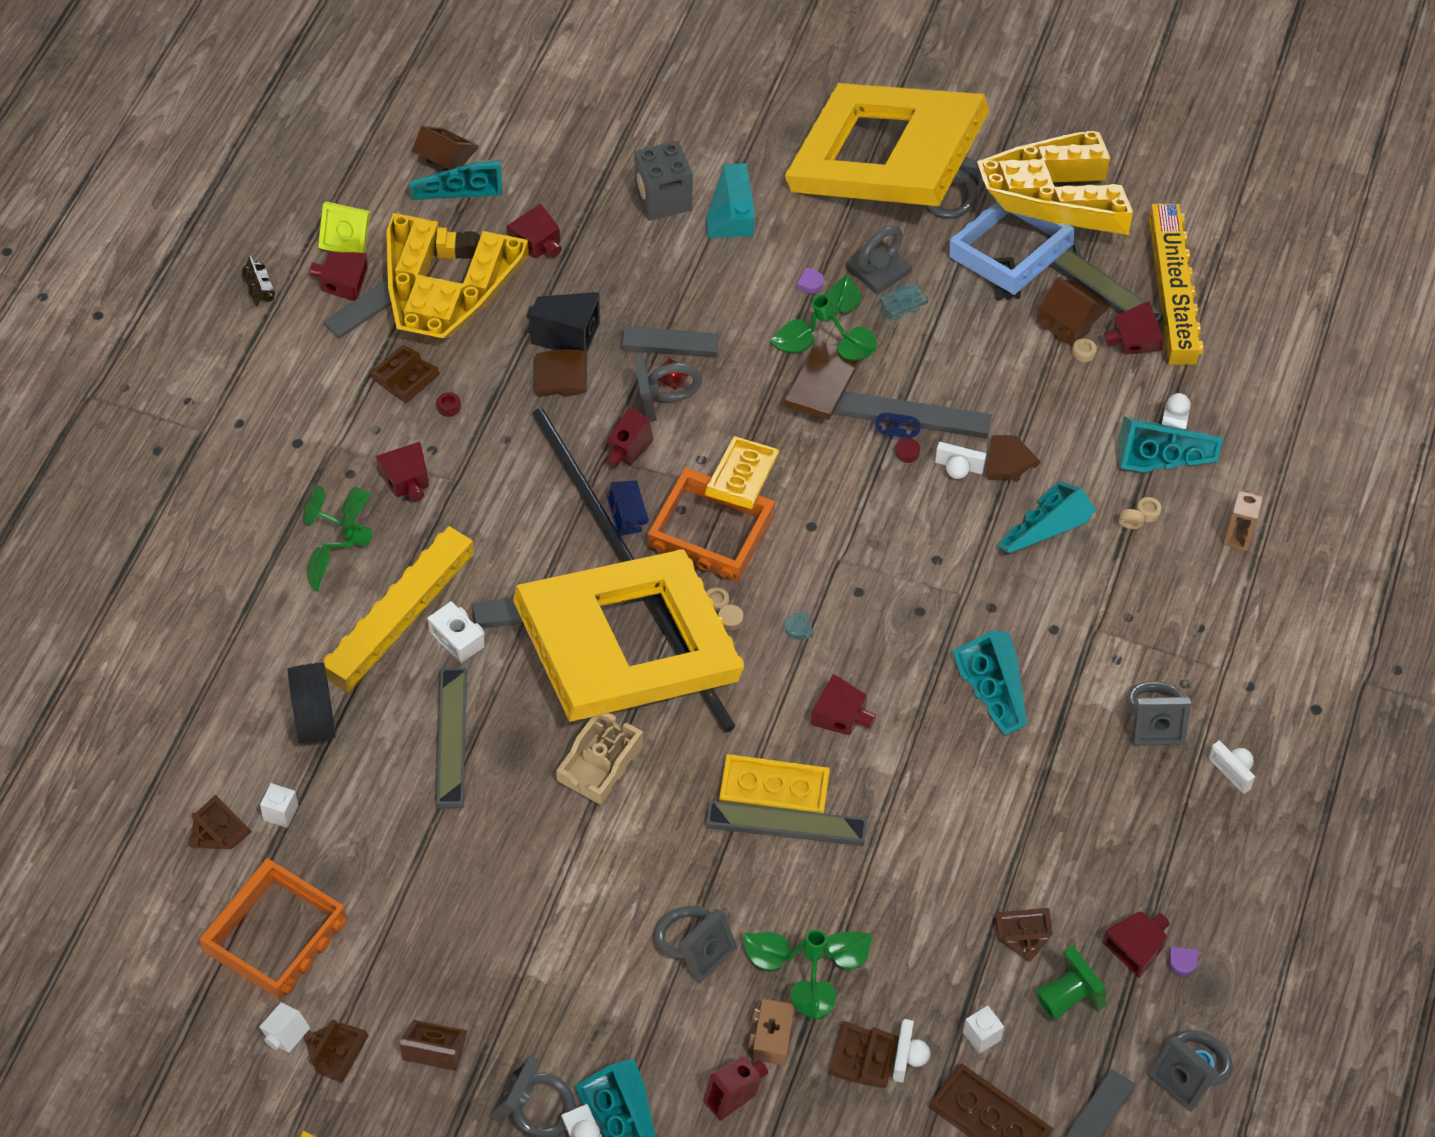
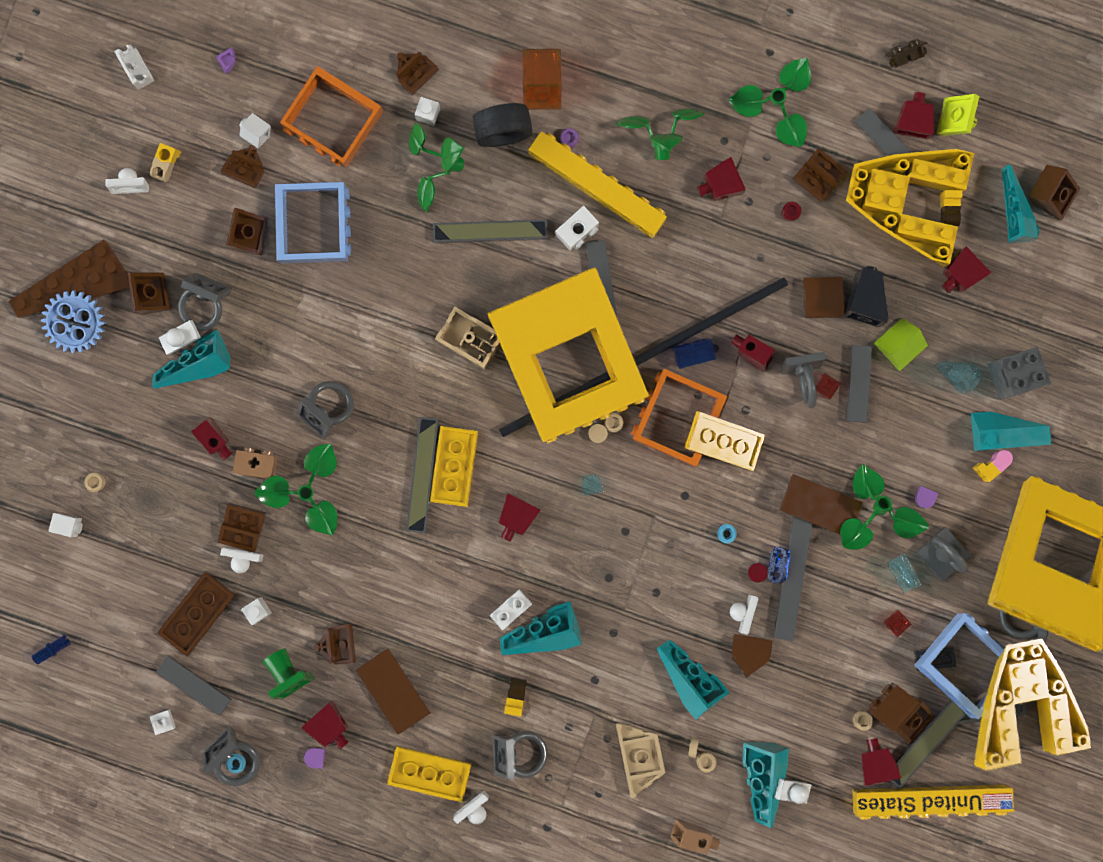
camera: 90 degrees right, 30 degrees up
(172, 1074) = (227, 60): none -> medium lavender tile
(248, 666) = (542, 79): none -> clear orange slope
(304, 444) = (748, 101): none -> green plant
(329, 641) = (569, 137): none -> medium lavender tile
(354, 755) = (450, 163): none -> green plant
(425, 994) = (281, 223): none -> light blue window
(621, 298) = (901, 343): none -> lime slope
(664, 239) = (960, 375): none -> clear light blue slope
(772, 213) = (998, 463): none -> leg
(862, 475) = (731, 529): none -> medium azure plate
(964, 313) = (897, 623): none -> clear red tile
(966, 715) = (511, 609): none -> white brick
(1081, 714) = (515, 697): none -> leg
(1084, 863) = (393, 691): none -> reddish brown tile
(1149, 576) = (640, 757): none -> tan wing
(1192, 821) = (429, 773): none -> yellow tile

